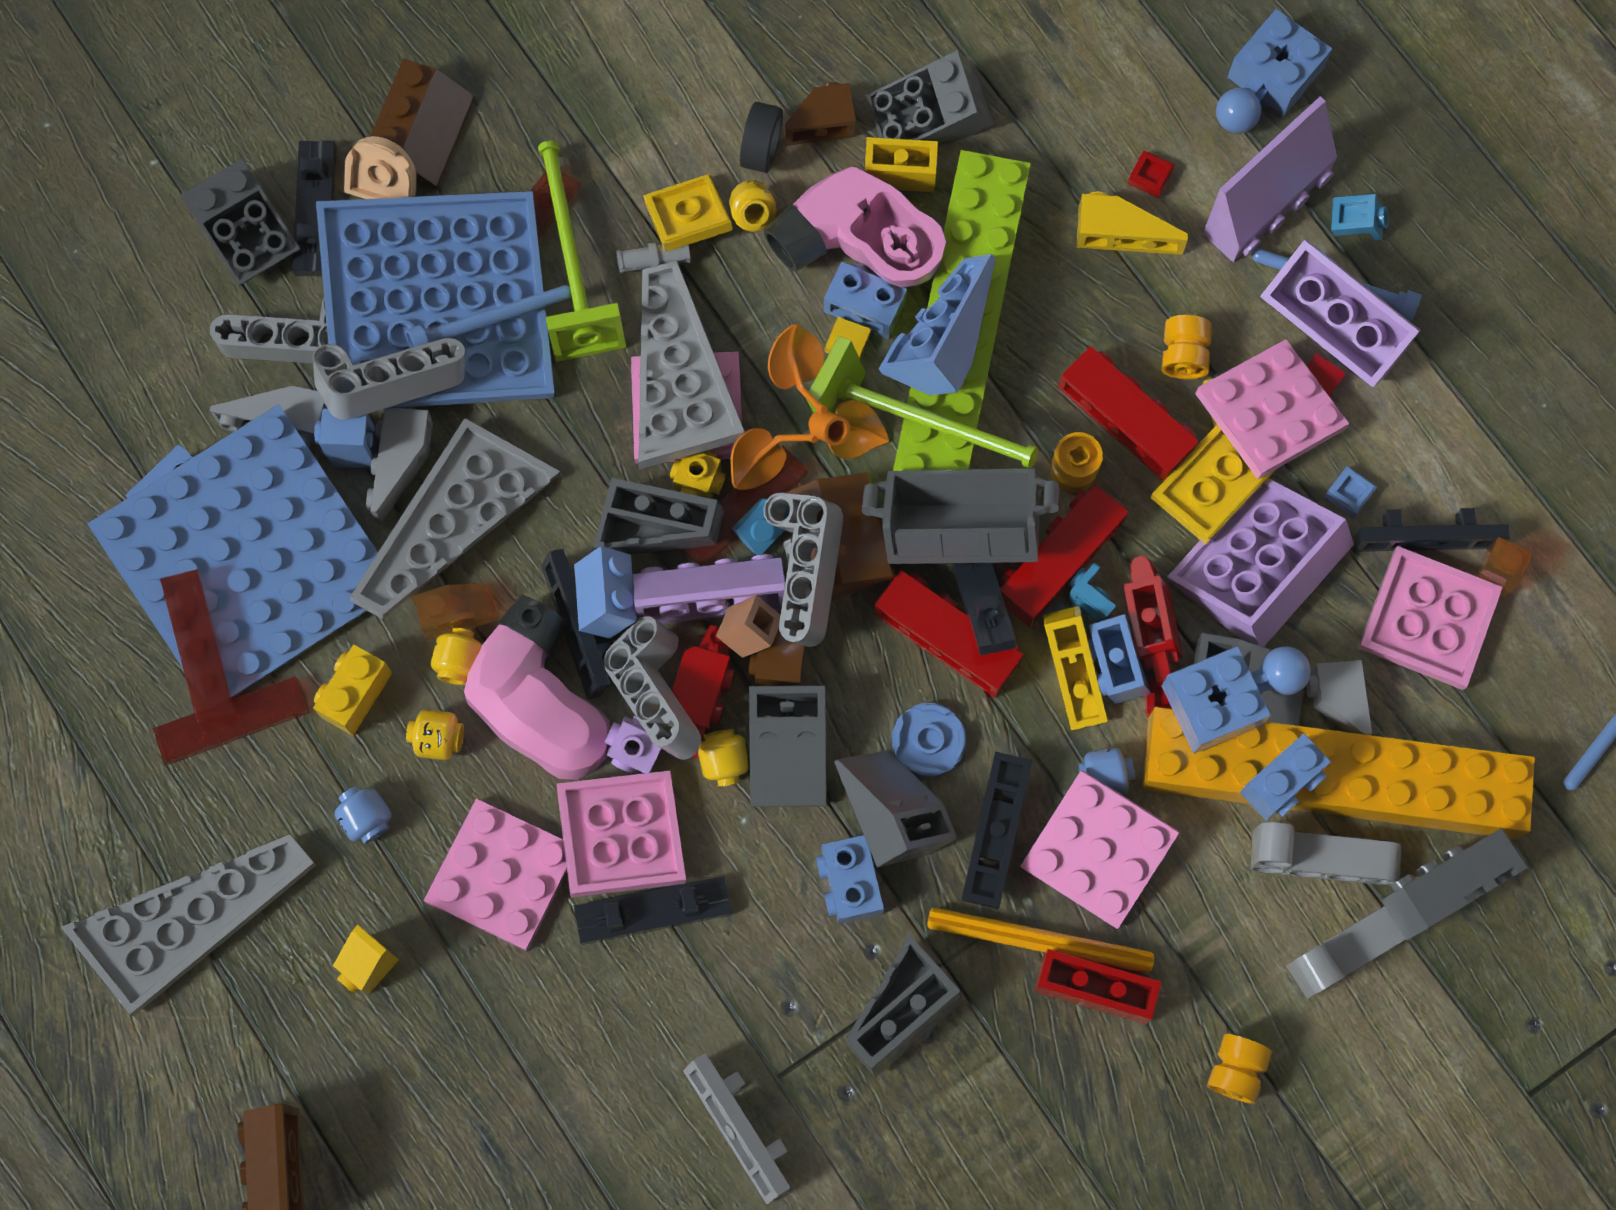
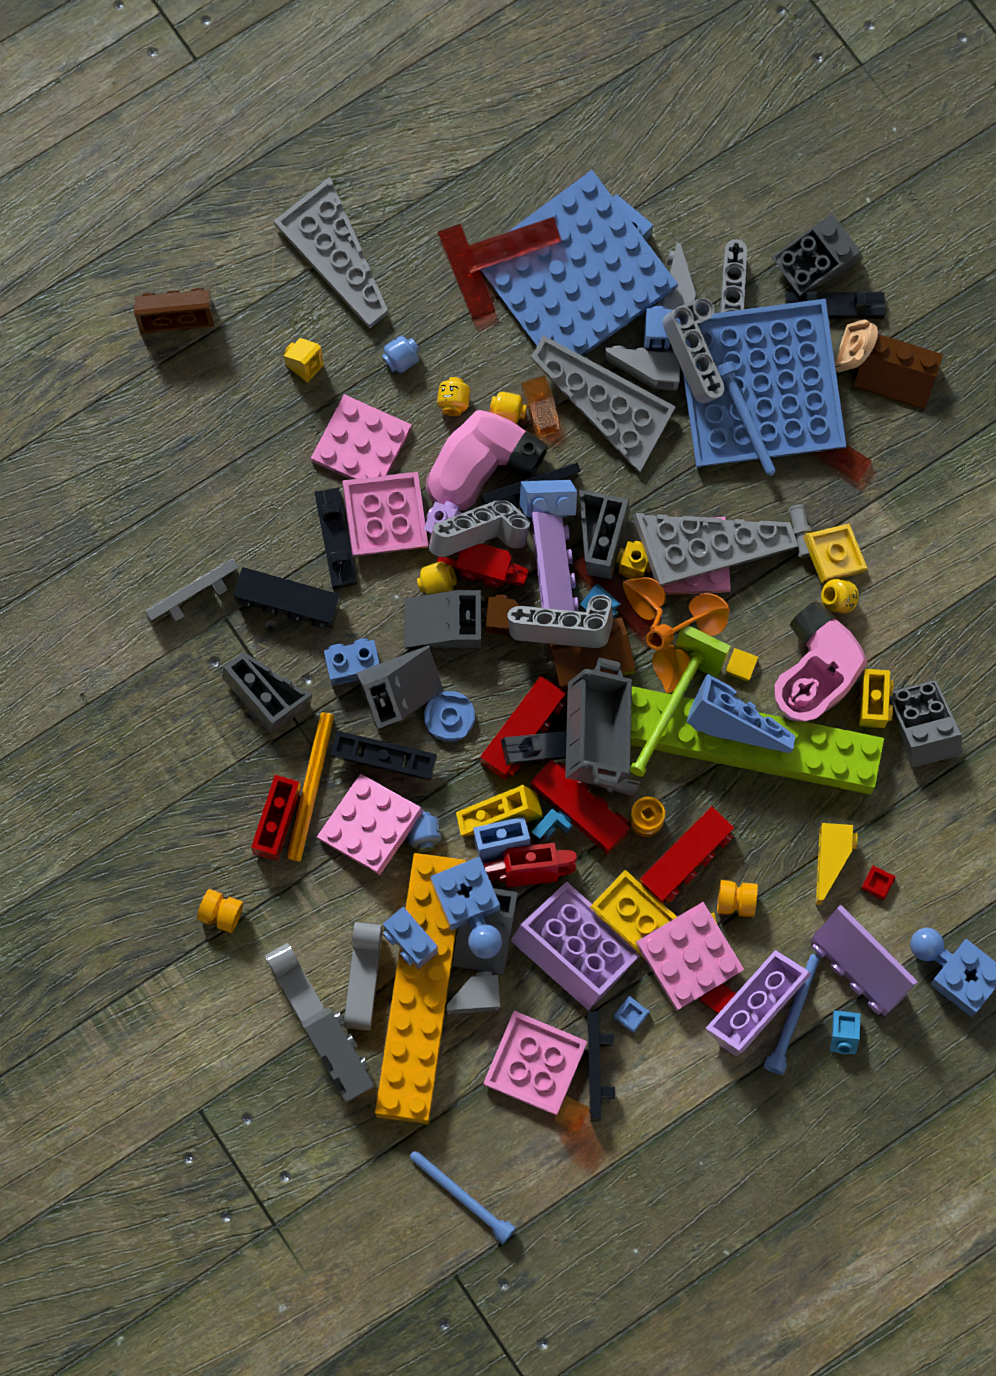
camera: 90 degrees right, 0 degrees up
(352, 689) = (484, 343): yellow brick -> none
(586, 329) = (739, 482): lime tile -> none
(749, 626) = (522, 589): nougat brick -> none
(753, 978) = (287, 598): none -> black brick
(761, 137) = (892, 600): black tyre -> none
(823, 116) = (915, 647): reddish brown slope -> none
(865, 299) = (770, 666): medium blue brick -> none

